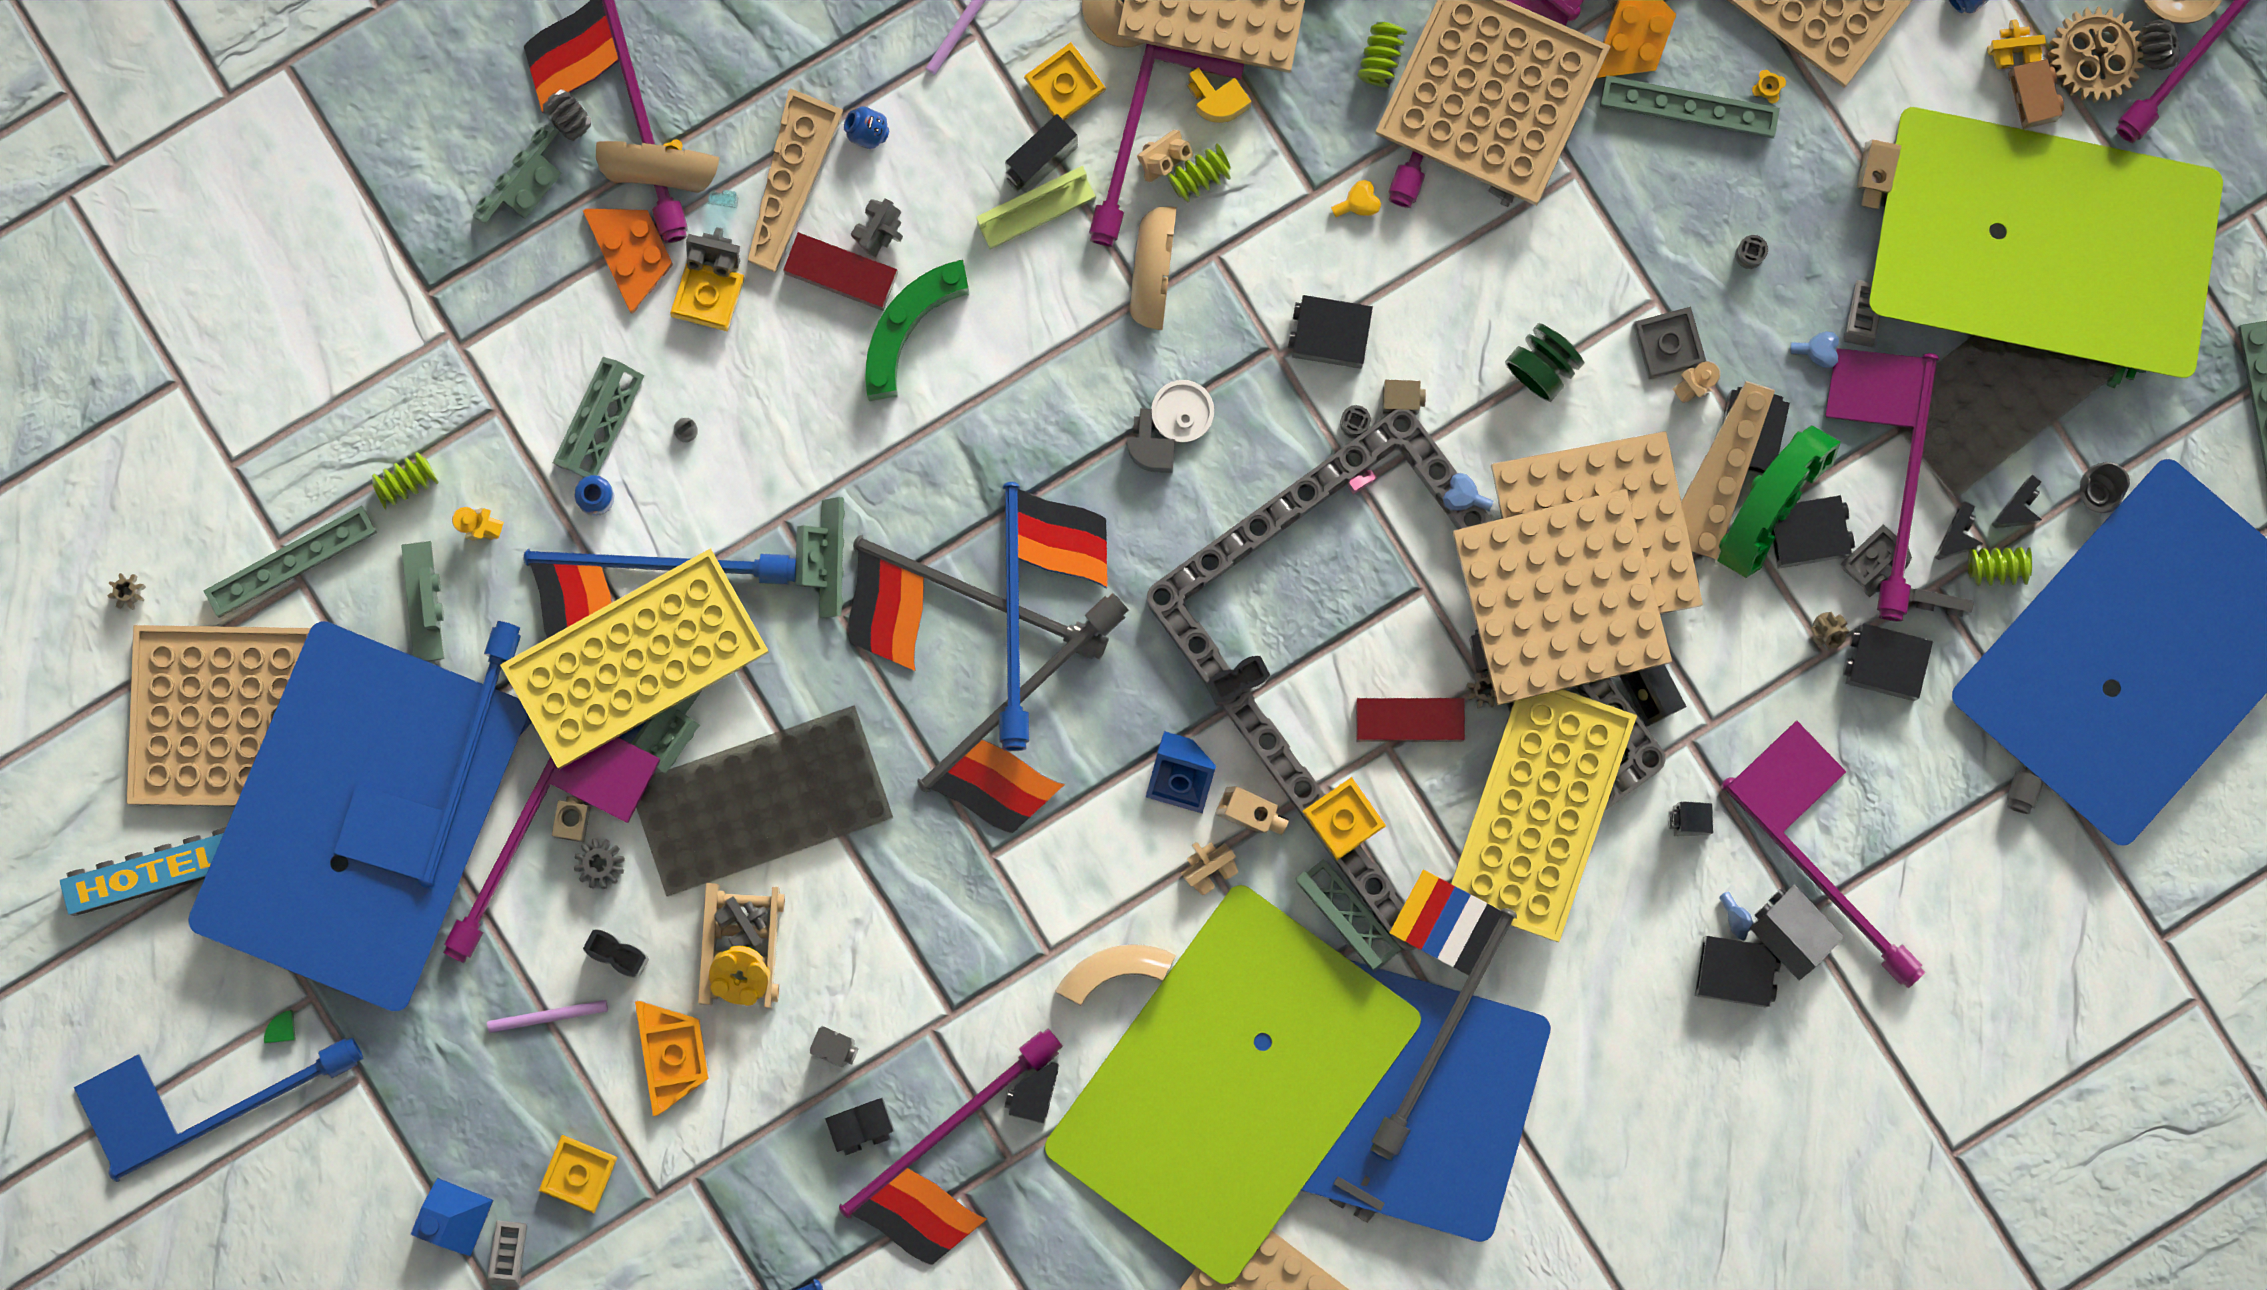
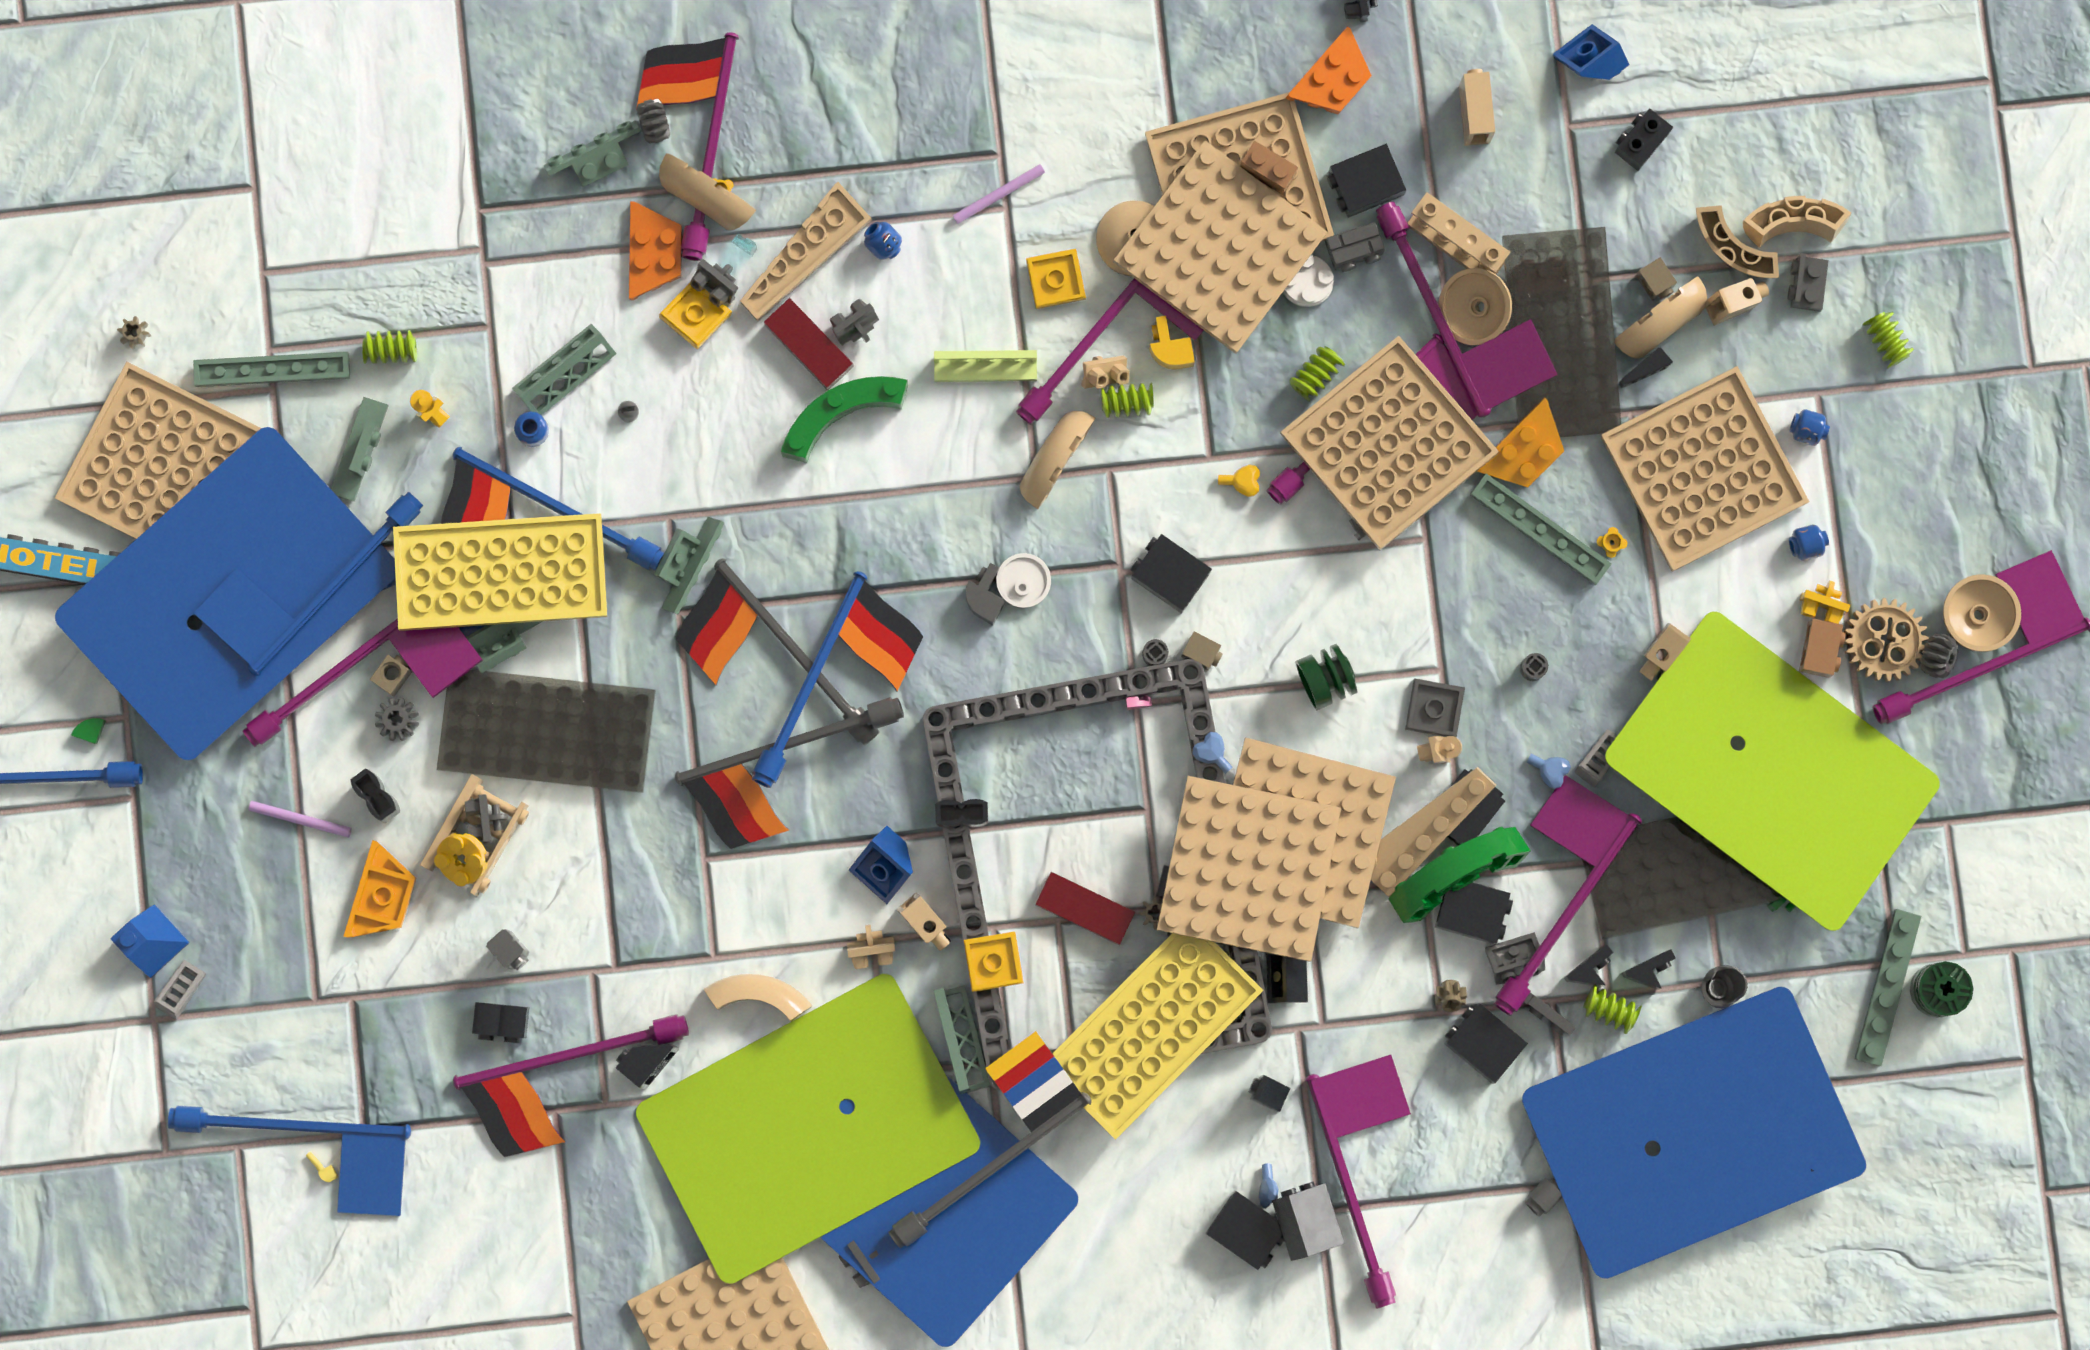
camera: 25 degrees right, 0 degrees up
(578, 1174) = (264, 953): yellow plate -> none
(1040, 154) = (1008, 326): black brick -> none

